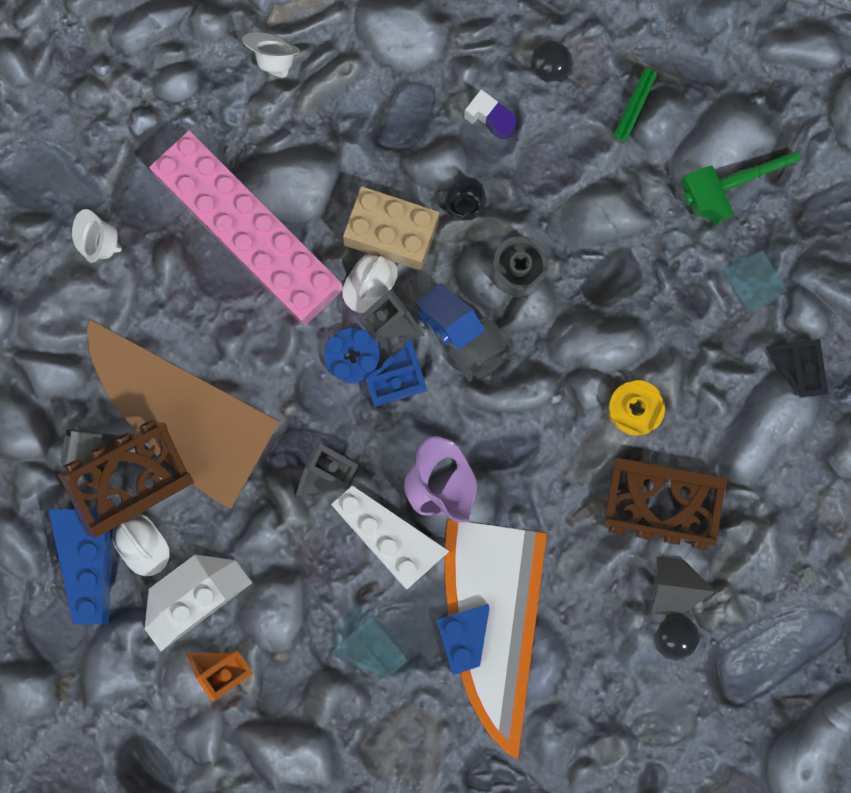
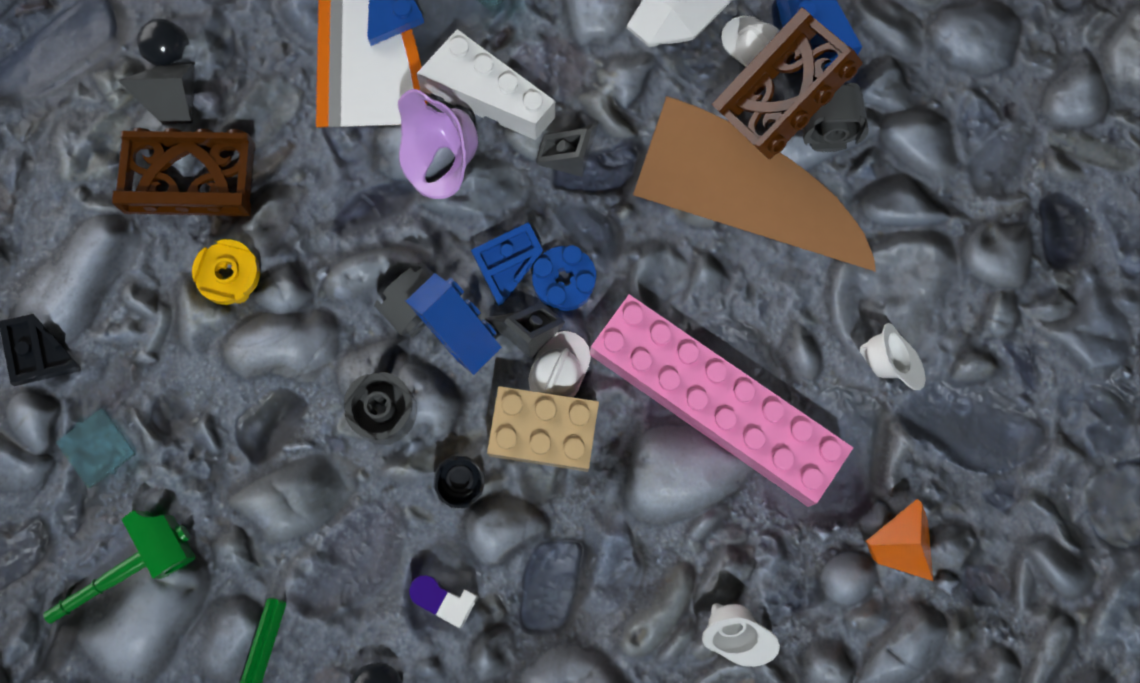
camera: 170 degrees right, 5 degrees down
(125, 97) = (904, 543): none -> orange slope

